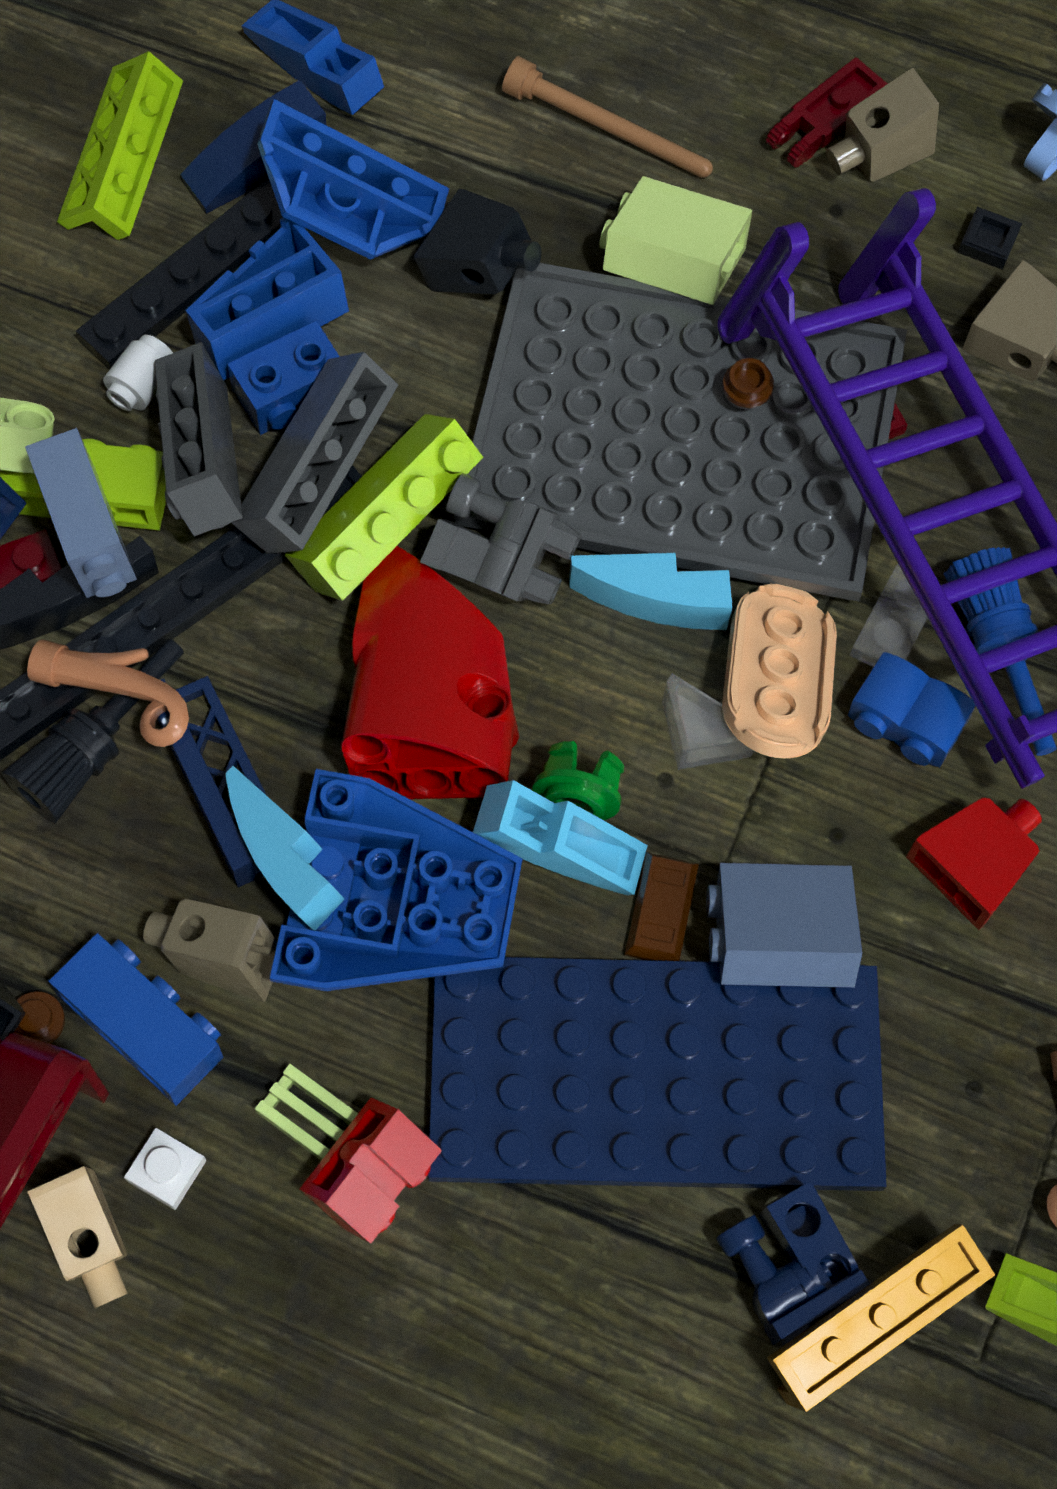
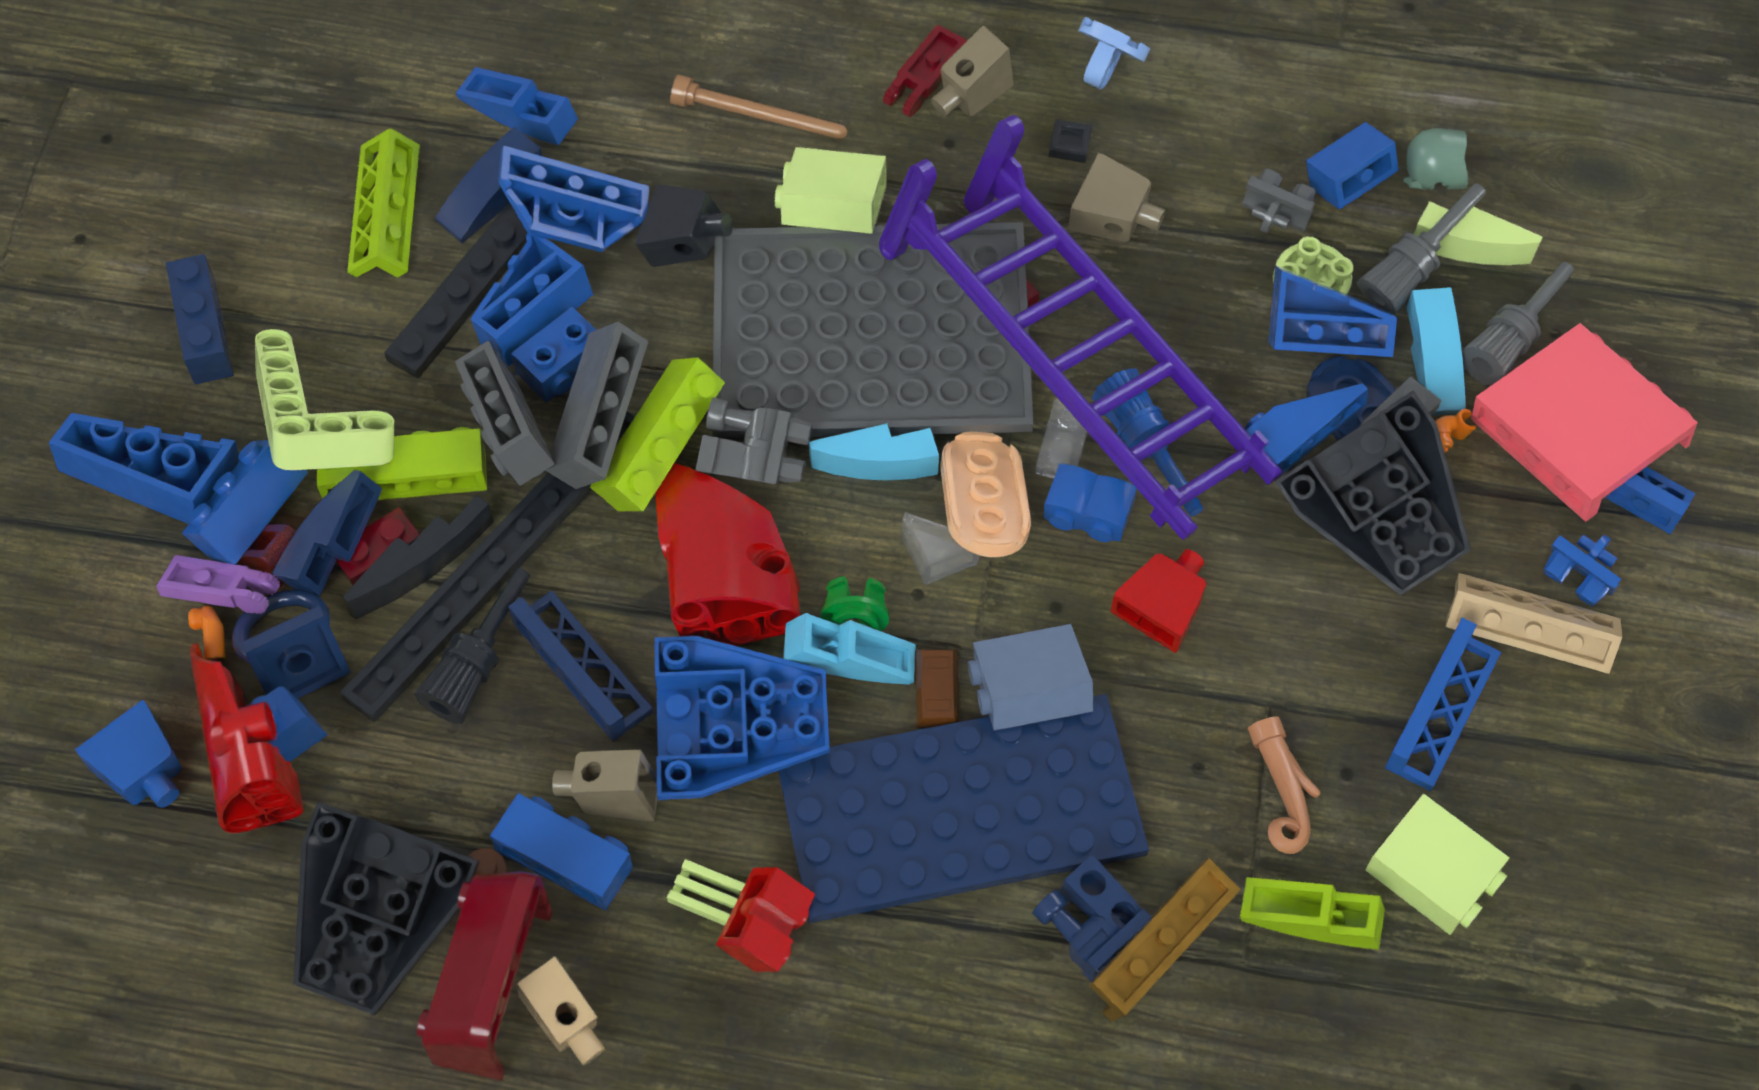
camera: 10 degrees left, 5 degrees down
(81, 514) = (433, 485): sand blue brick -> none
(107, 672) = (436, 603): nougat plant -> none
(133, 376) = (440, 375): white brick -> none
(165, 1168) = (609, 956): white plate -> none
(282, 851) = (644, 703): medium azure slope -> none
(748, 383) = (912, 286): reddish brown plate -> none

